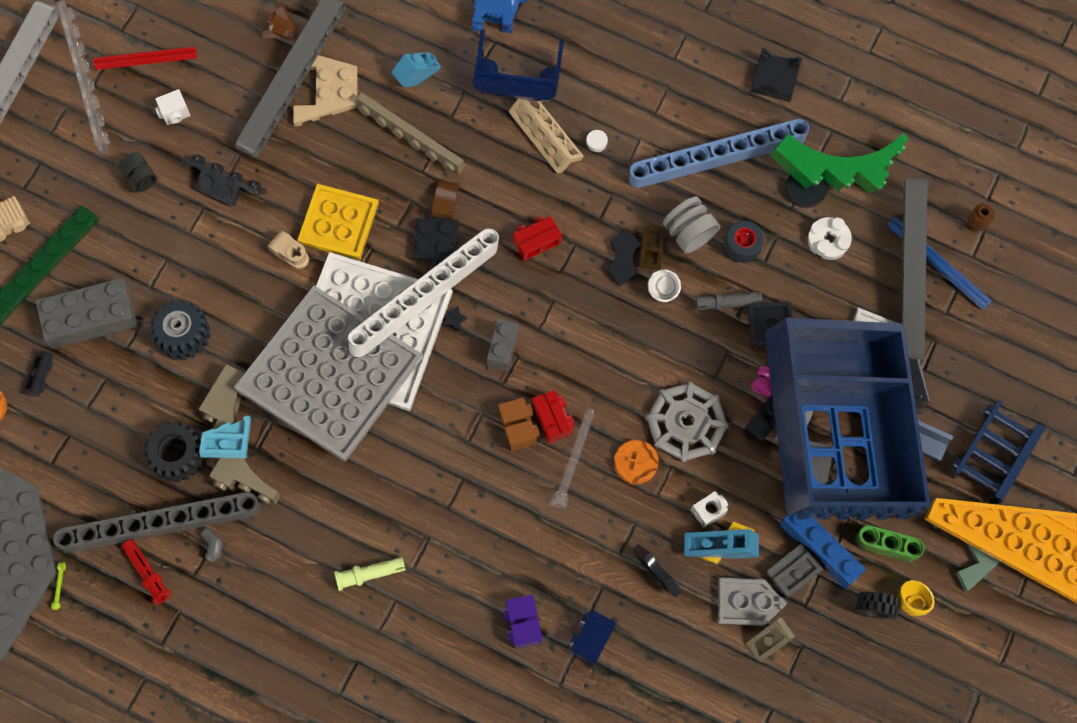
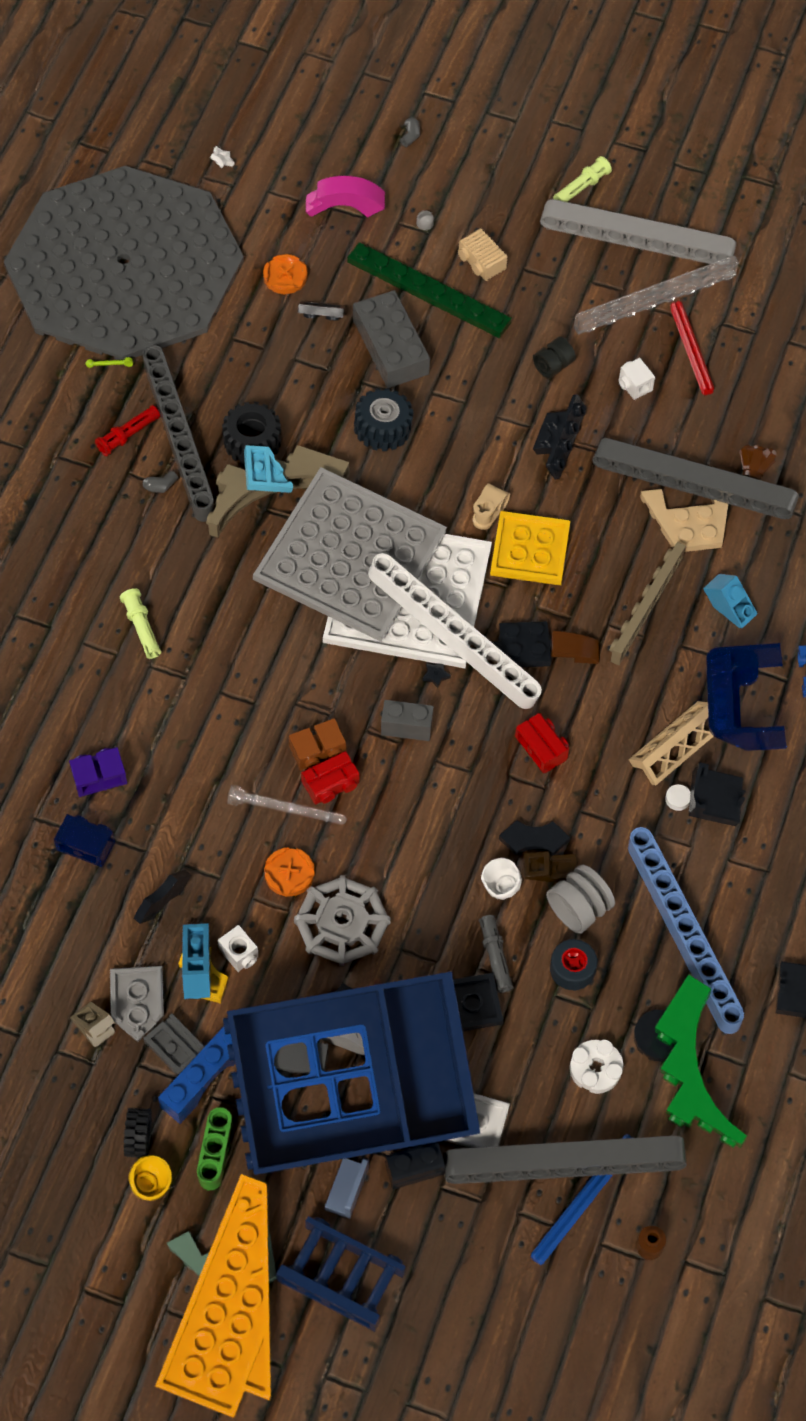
camera: 85 degrees right, 10 degrees down
(601, 110) = (716, 796): none -> black piece

